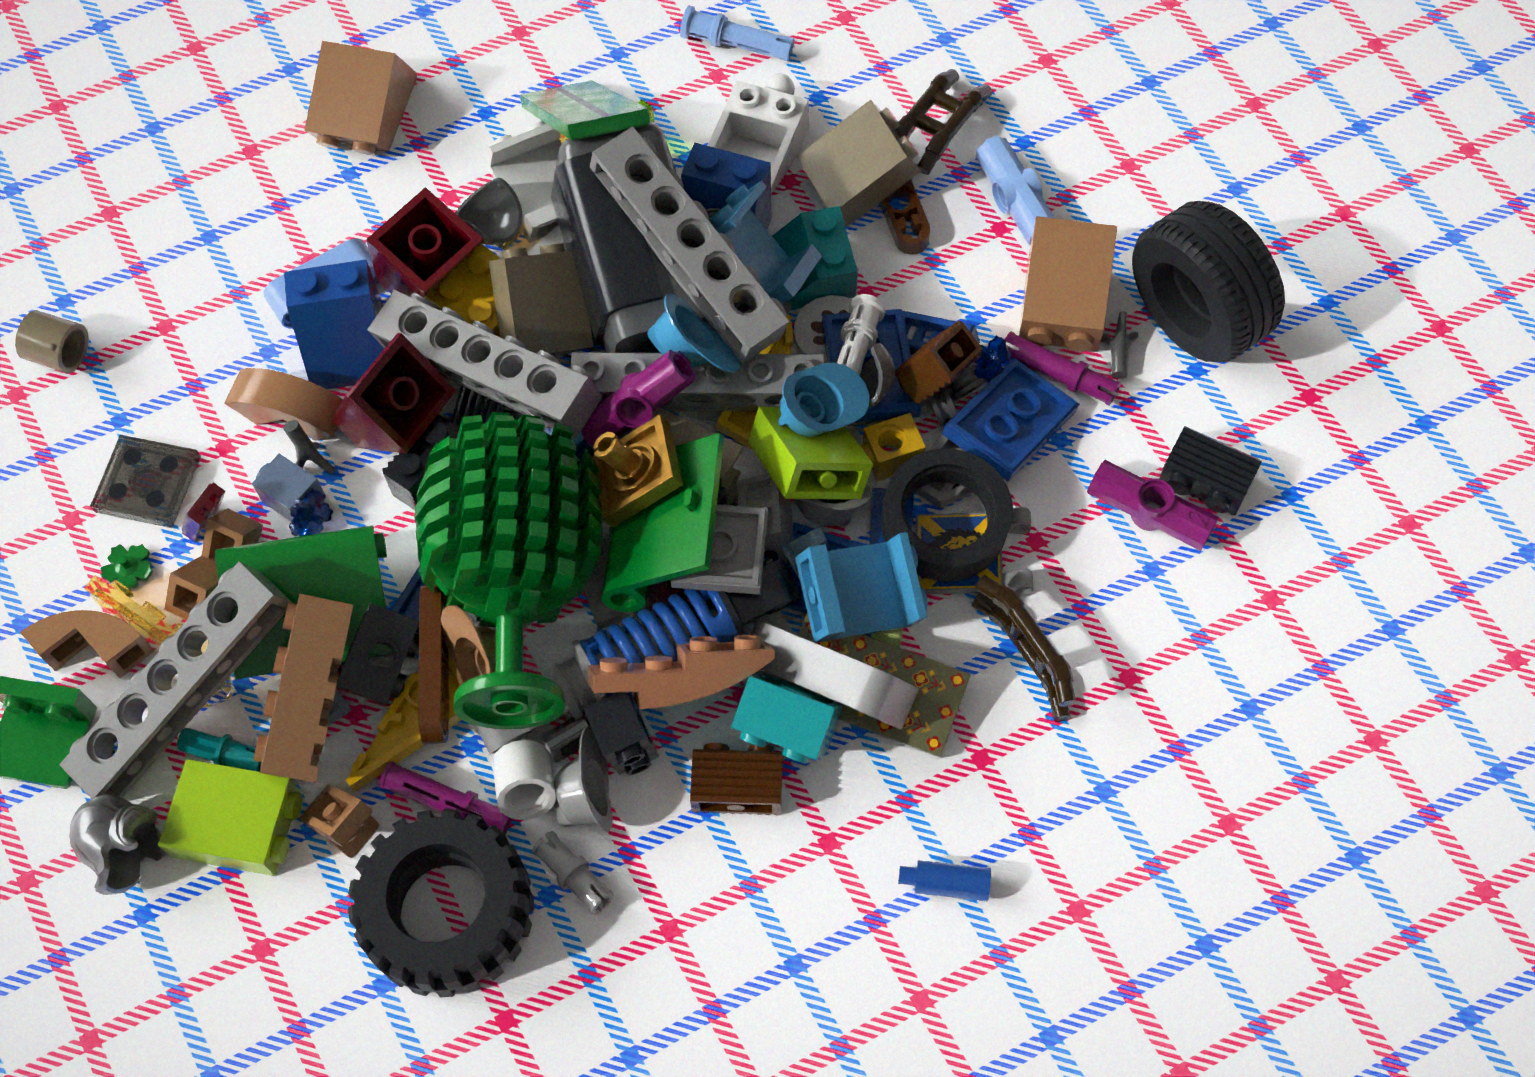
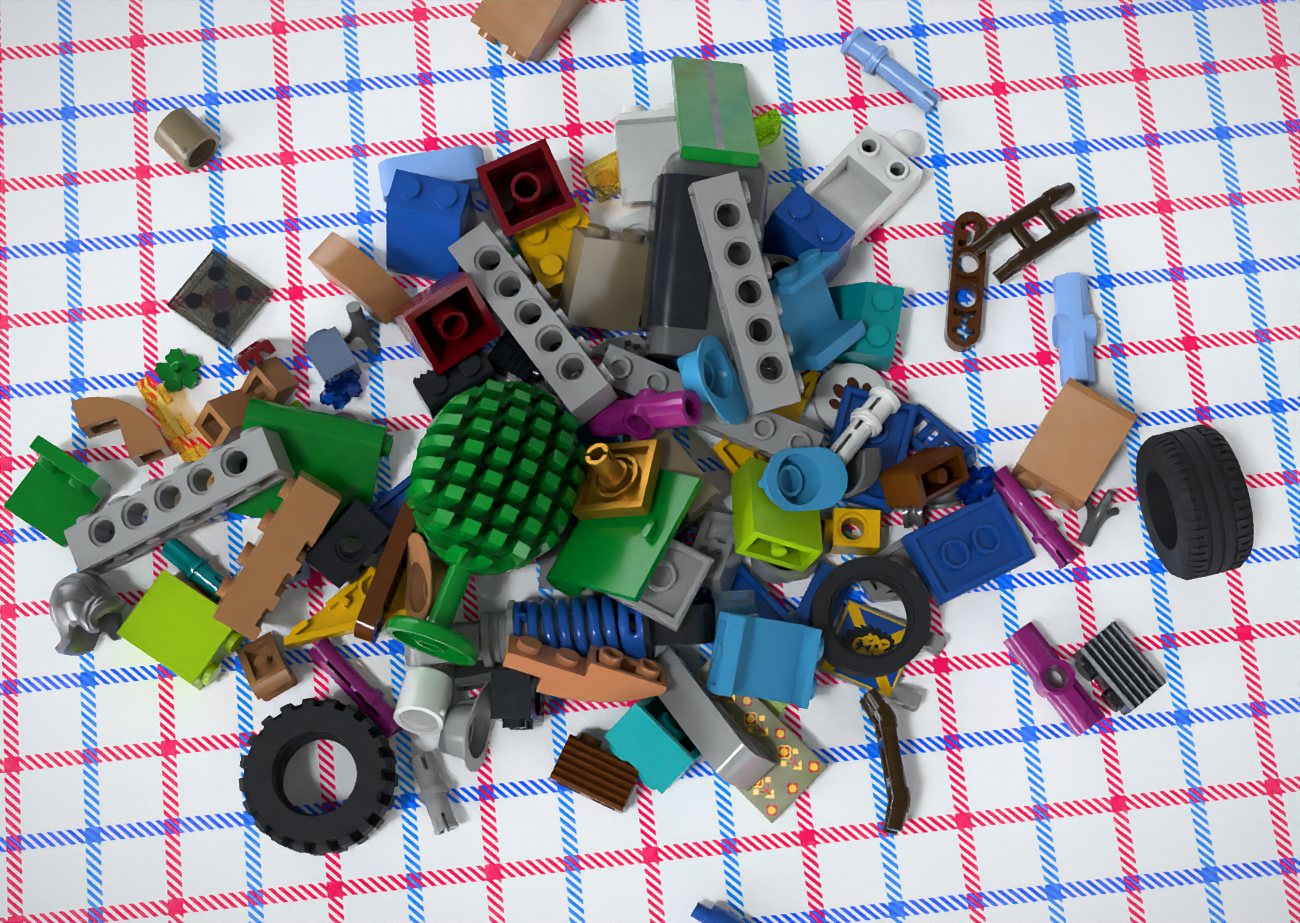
camera: 20 degrees right, 10 degrees up
(493, 212) = (596, 172): dark grey helmet -> none
(860, 161) = (942, 250): dark tan brick -> none

